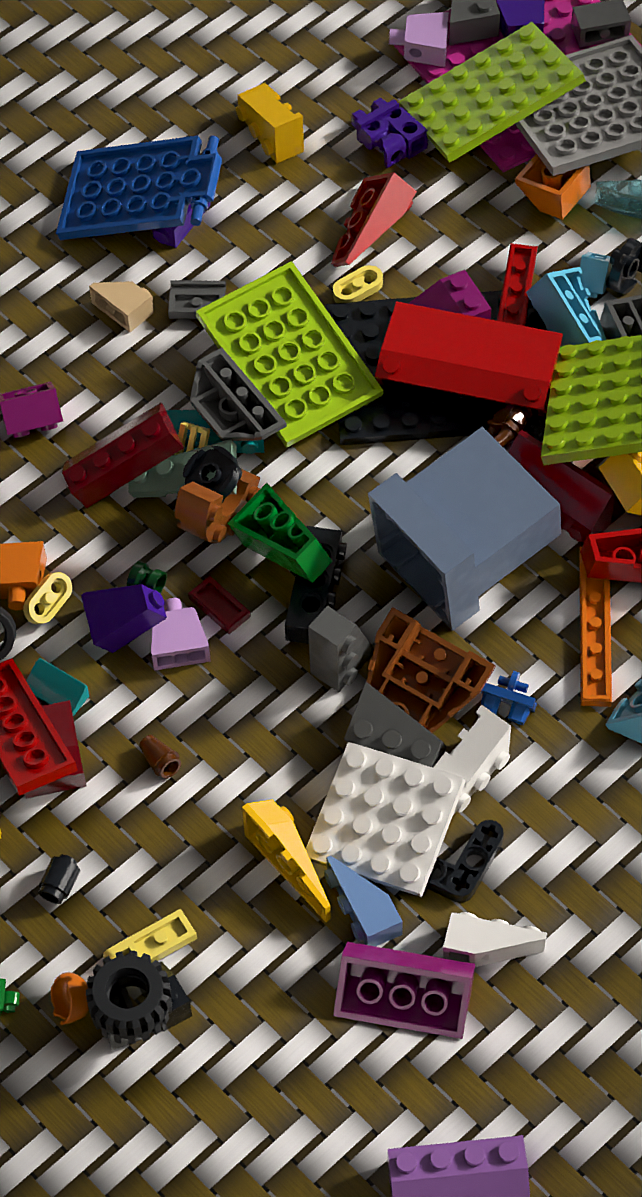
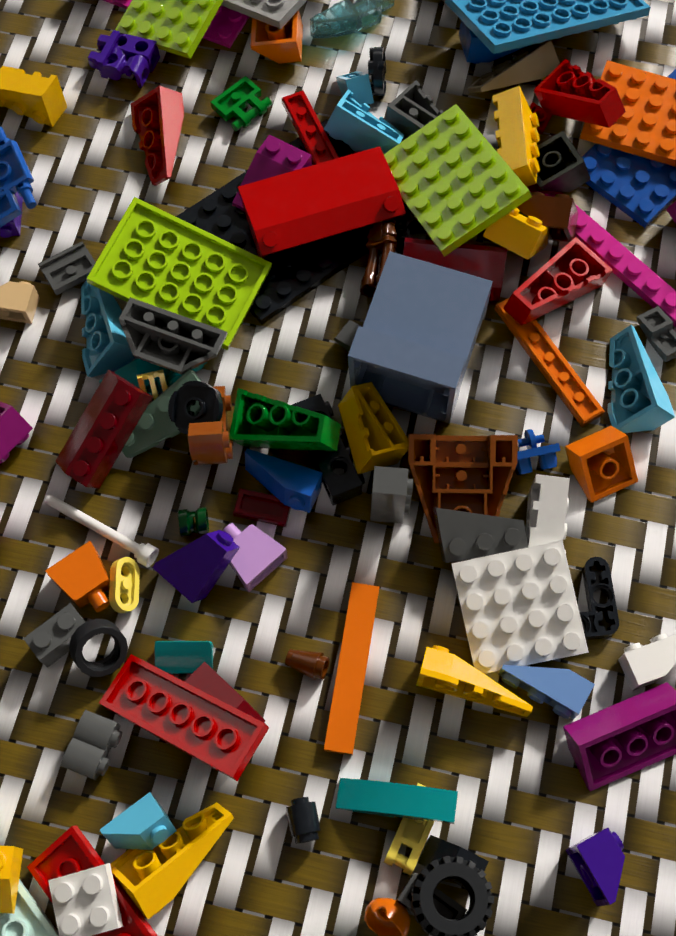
camera: 35 degrees left, 10 degrees up
(83, 580) = (145, 553): none -> white piece
(151, 909) = (397, 800): none -> teal slope
(176, 388) = (104, 335): none -> medium azure wedge
(196, 785) = (351, 669): none -> orange tile
(256, 593) = (287, 481): none -> blue slope
(288, 1065) = (599, 864): none -> dark purple slope
(355, 287) = (185, 192): light yellow plate -> none
(367, 586) = (371, 429): none -> yellow wedge
(471, 223) = (237, 98): none -> green plate
(569, 745) = (602, 463): none -> orange slope

